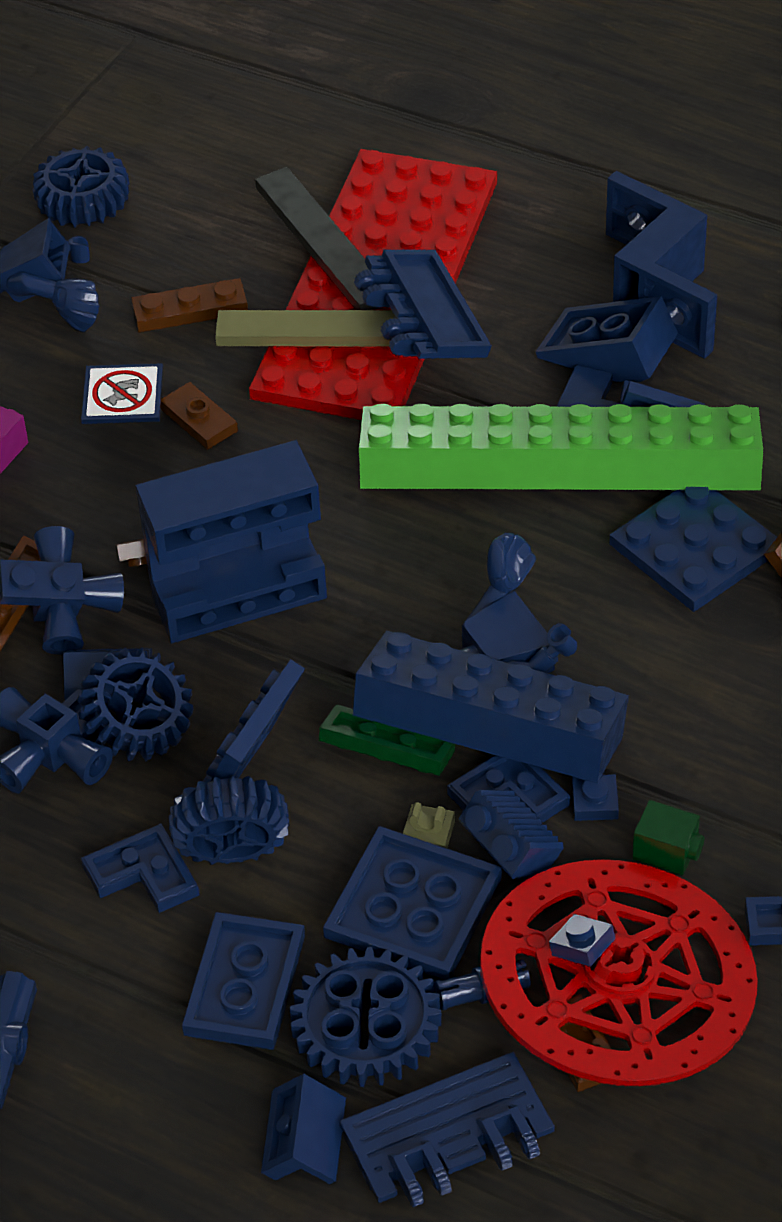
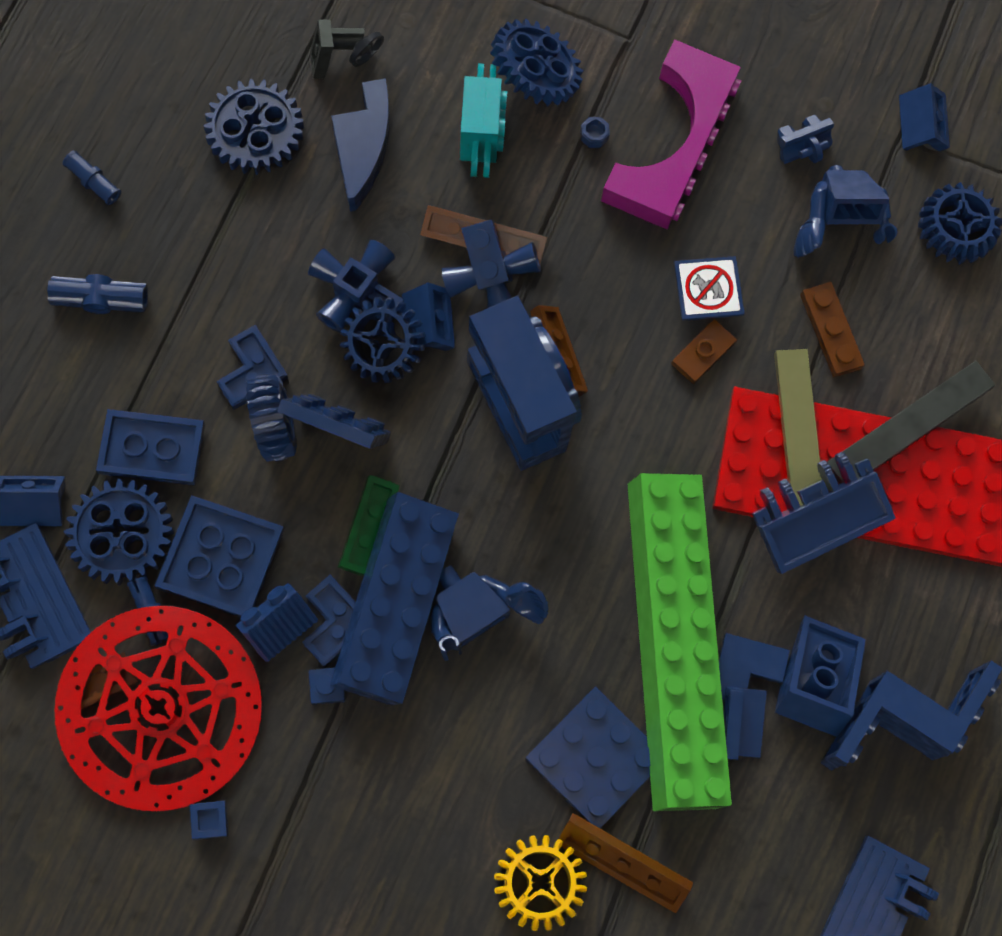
camera: 75 degrees right, 25 degrees up
(430, 824) = (291, 564): olive tile -> none
(582, 940) = (165, 676): dark blue plate -> none
(667, 838) = (281, 741): dark green brick -> none

